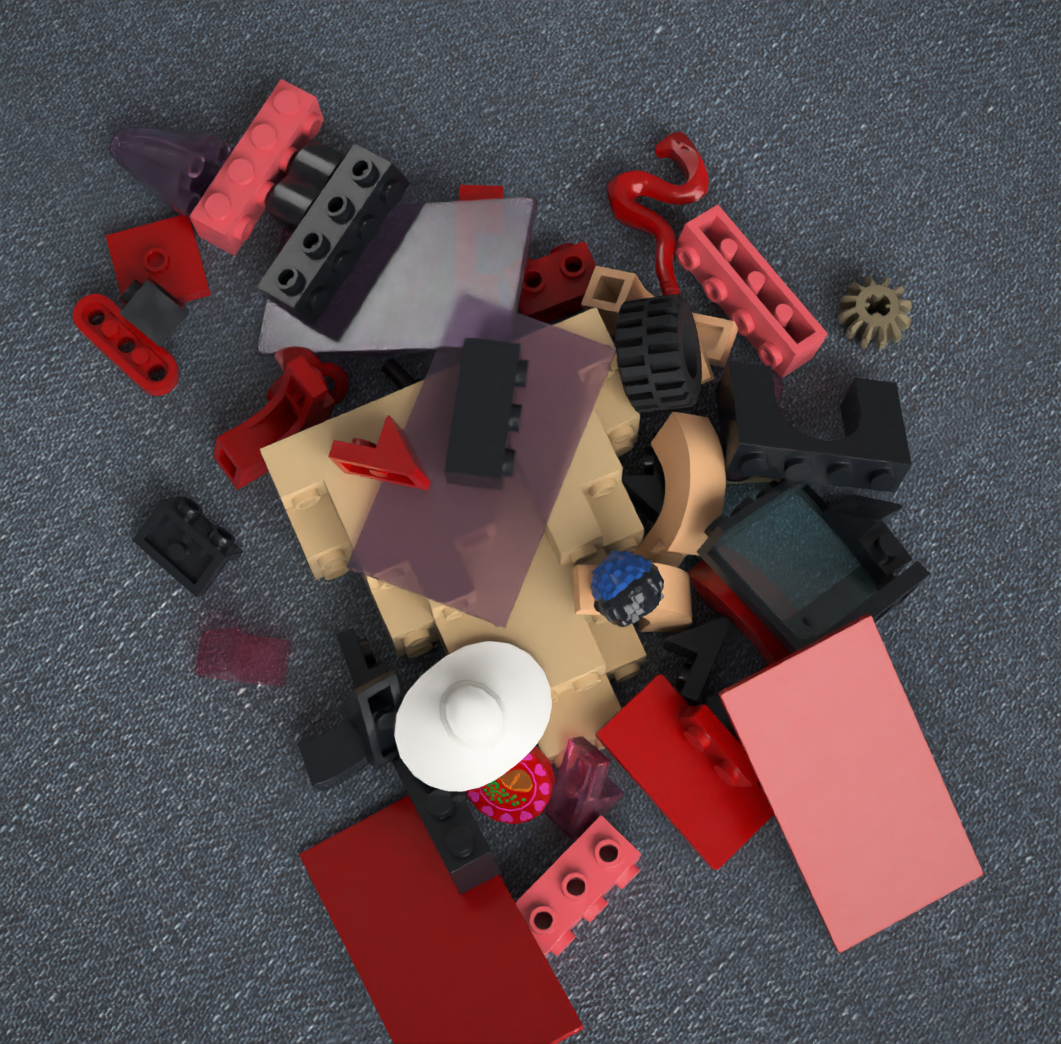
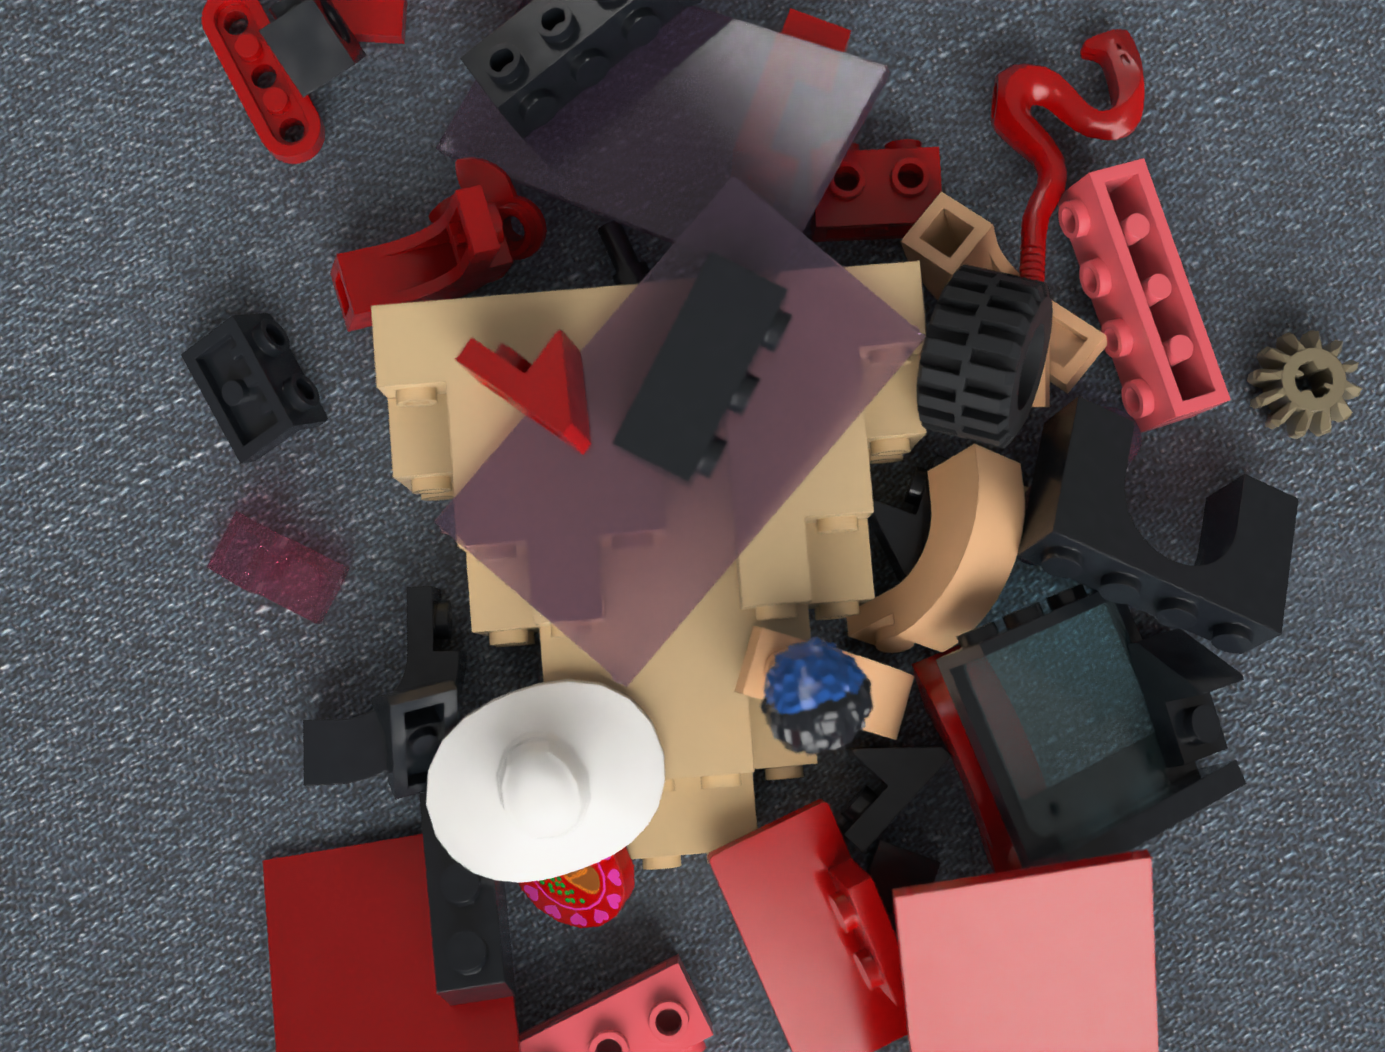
camera: 15 degrees right, 10 degrees up
(581, 788) = (665, 915): clear pink slope -> none

